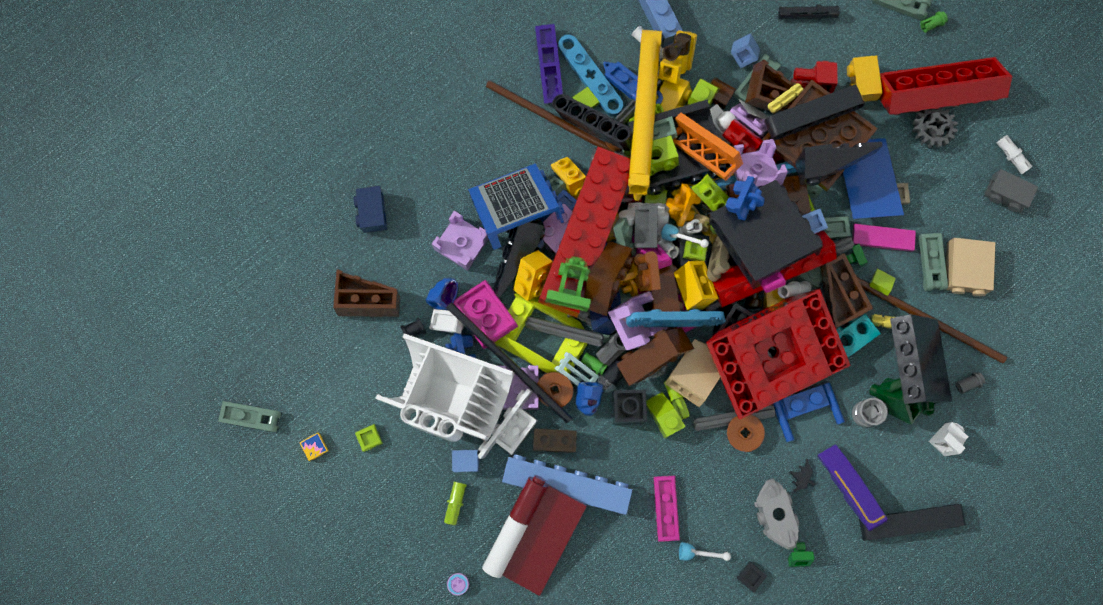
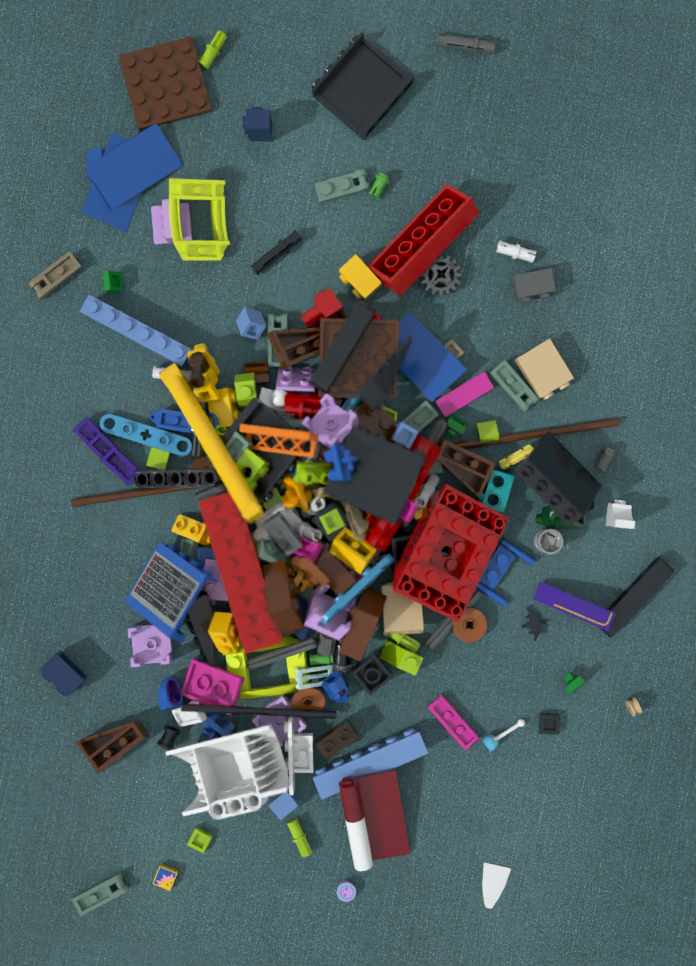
camera: 40 degrees left, 10 degrees up
(576, 269) = (265, 639): bright green tile -> none
(671, 233) = (303, 522): hinge -> none
(751, 110) = (298, 370): white sticker -> none
(784, 531) = (549, 677): light grey piece -> none
(785, 98) = (311, 348): light yellow axle -> none

